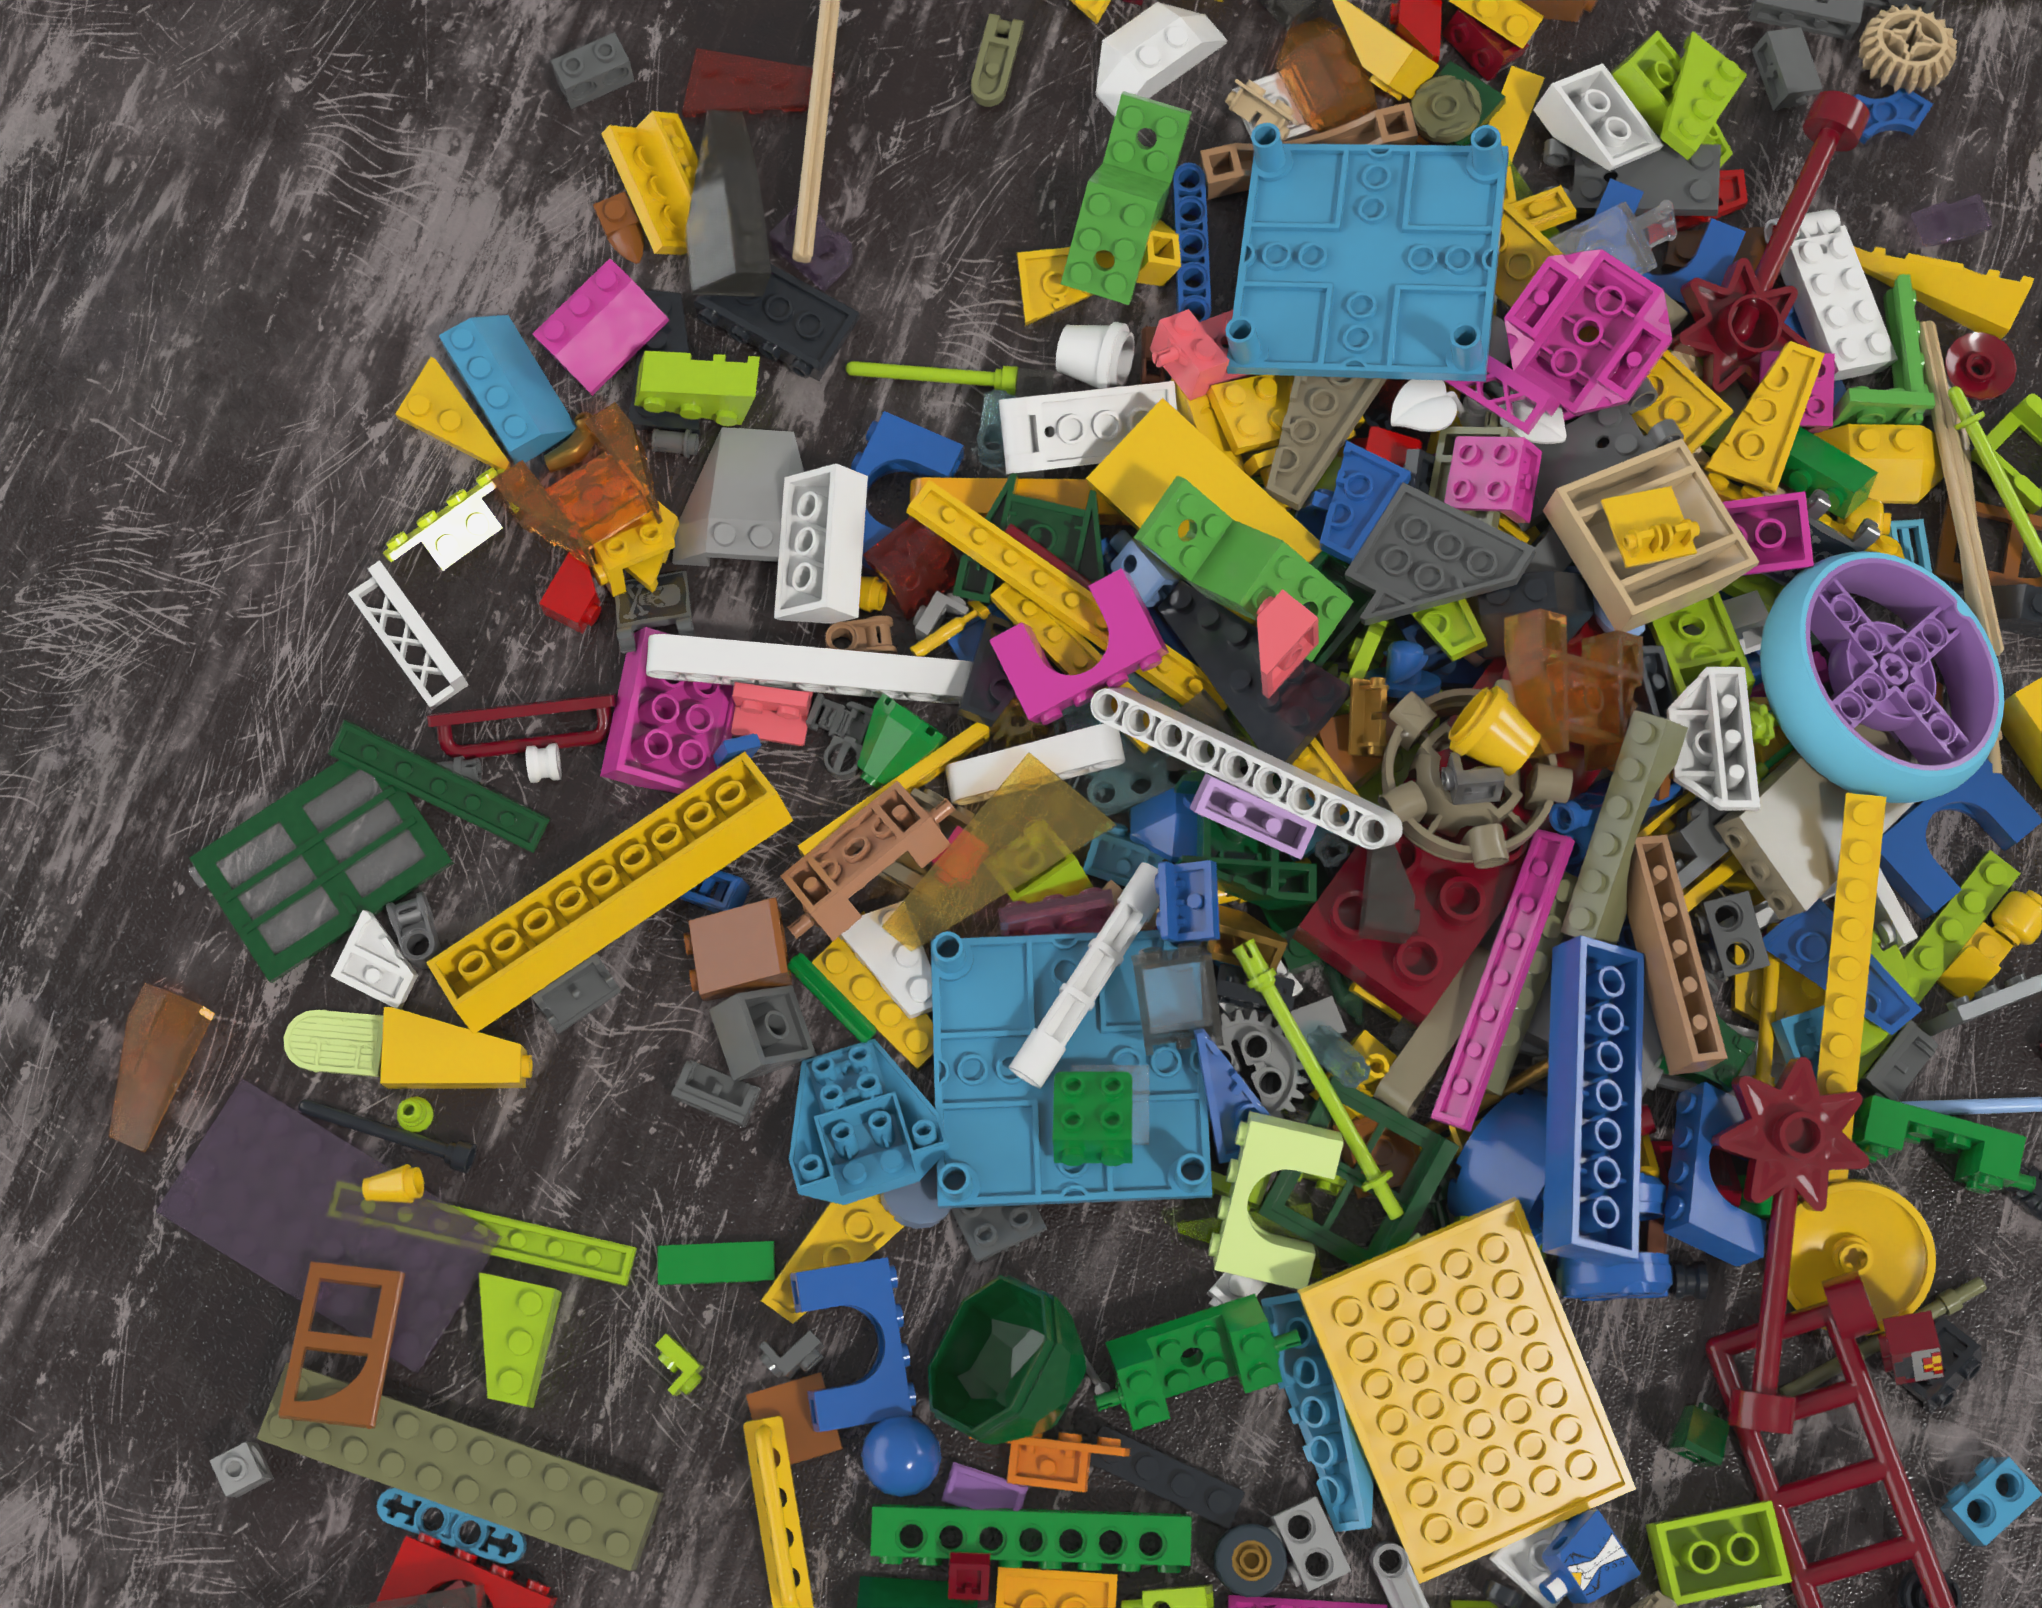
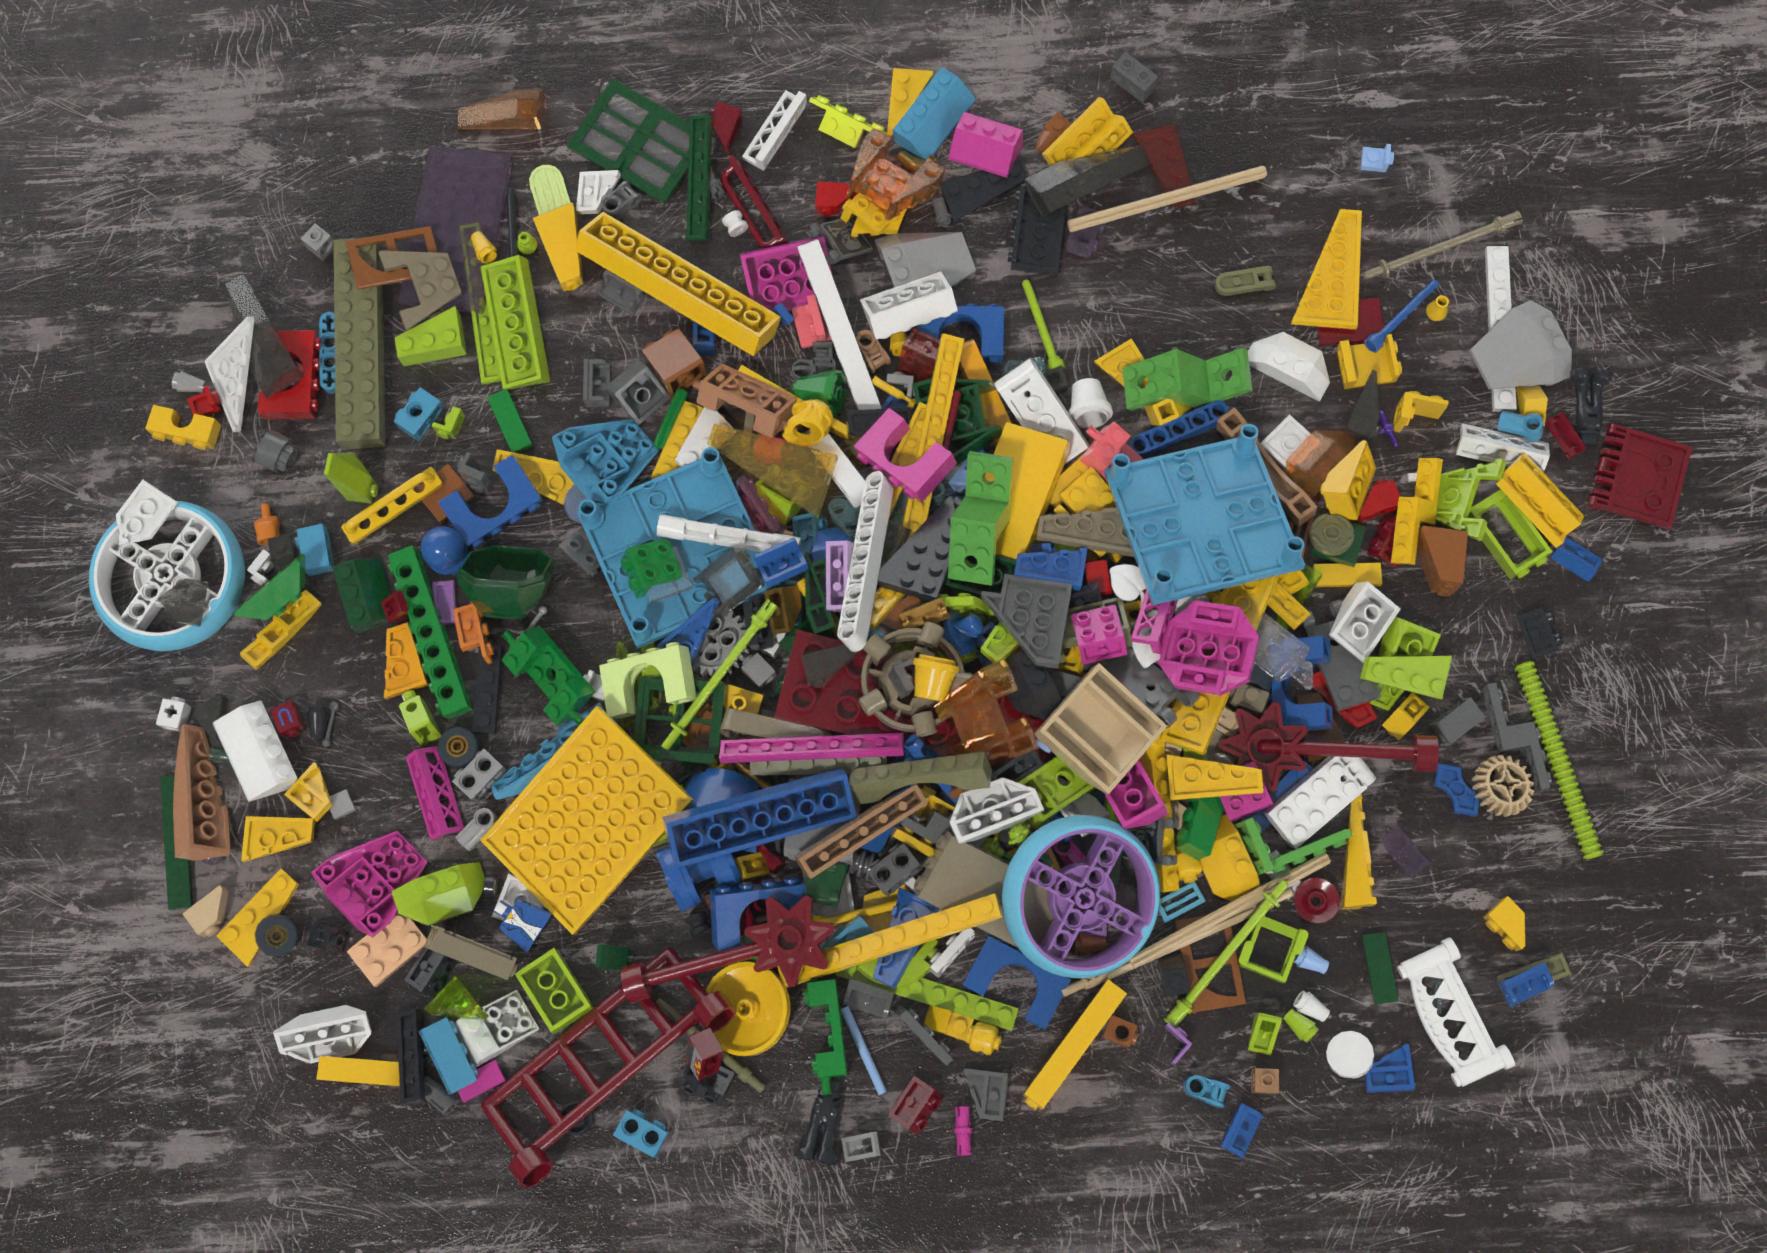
camera: 75 degrees right, 0 degrees up
(363, 706) = (725, 124): none -> dark red slope
(416, 1295) = (432, 280): none -> dark tan wing
(550, 1186) = (515, 323): none -> lime arch
(656, 1425) = (419, 425): none -> dark azure brick
(697, 387) = (972, 205): lime wedge -> none
(711, 1562) = (350, 477): none -> lime wedge
(944, 763) = (811, 414): none -> yellow helmet
(1250, 101) = (1284, 424): tan hinge -> none
(1285, 638) = (940, 548): coral slope -> none
(1338, 1056) = (737, 681): clear light blue axle -> none
(1650, 526) = (1098, 721): yellow hinge -> none
(1756, 132) = (1405, 716): none -> yellow slope

